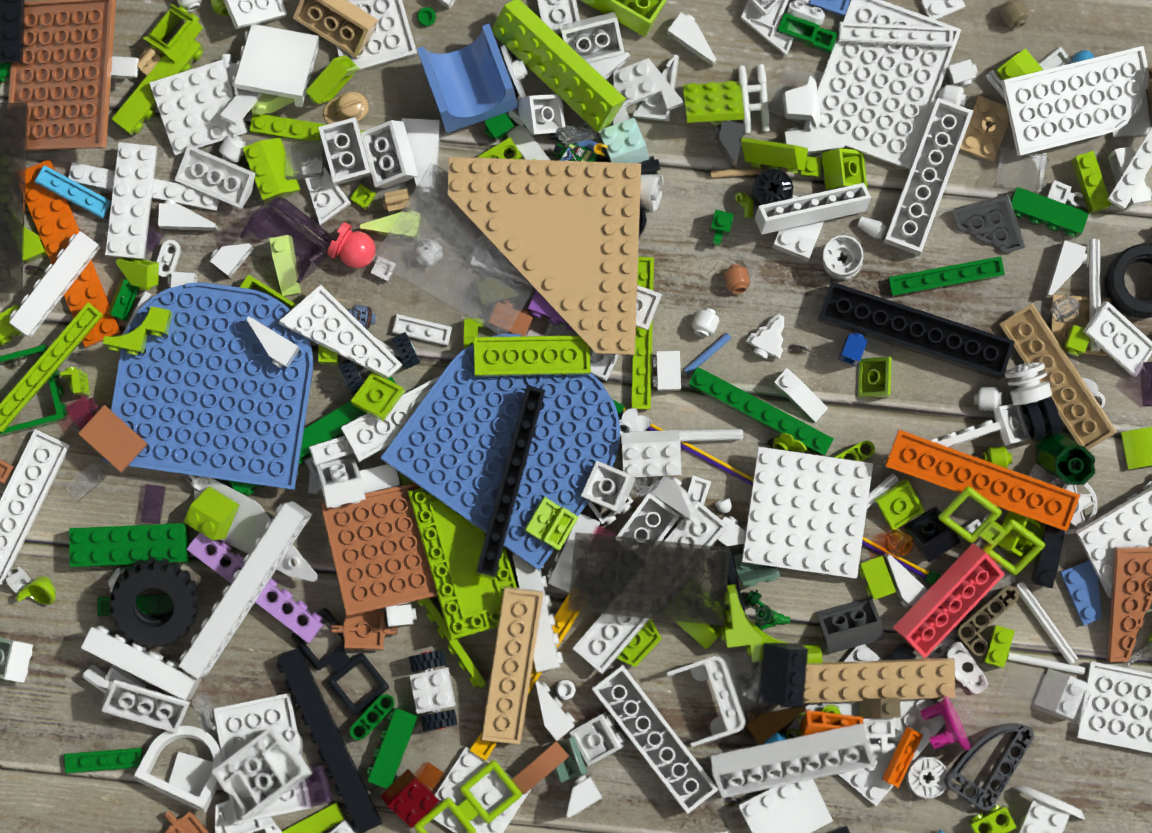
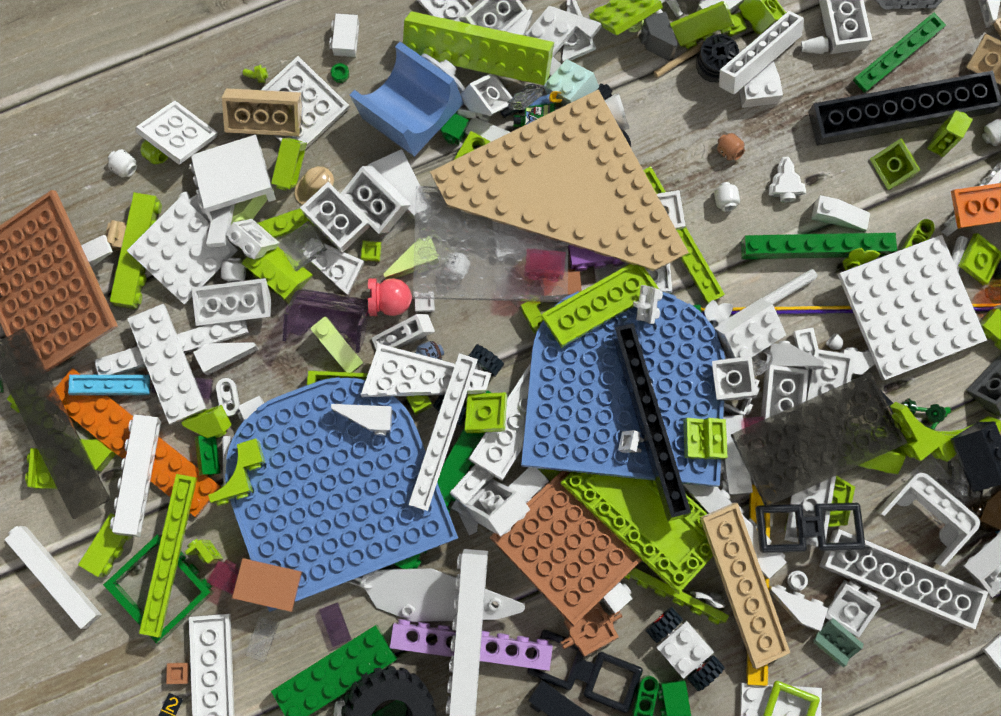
camera: 35 degrees left, 5 degrees down
(181, 39) = (135, 199): lime window -> none
(212, 514) = (395, 602): lime slope -> none
(231, 257) = (283, 366): white slope -> none
(262, 130) = (251, 238): none -> white plate
(330, 392) = (443, 432): none -> white plate
(350, 286) = (405, 332): none -> white slope
(395, 201) = (403, 238): tan brick -> none
(422, 330) = (488, 336): white tile -> none
(482, 664) = (714, 599): none -> white plate
(483, 489) = (629, 442): none -> white tile
(501, 295) = (545, 264): none -> clear pink brick
(540, 767) = (821, 663): nougat slope -> none
(569, 380) = (647, 304): none -> white hips
(582, 795) = (873, 668): white slope -> none
(597, 649) = (810, 527): none -> black bar
(668, 371) = (719, 255): white brick -> none
(707, 354) = (743, 222): medium blue bar -> none
(721, 225) = (691, 109): green brick -> none
(746, 202) = (701, 82): lime arm -> none
(752, 573) = (900, 385): sand green bracket -> none
(850, 250) = (811, 71): white wheel -> none
(853, 349) = (864, 150): blue brick -> none
(937, 376) = (950, 133): none -> lime brick

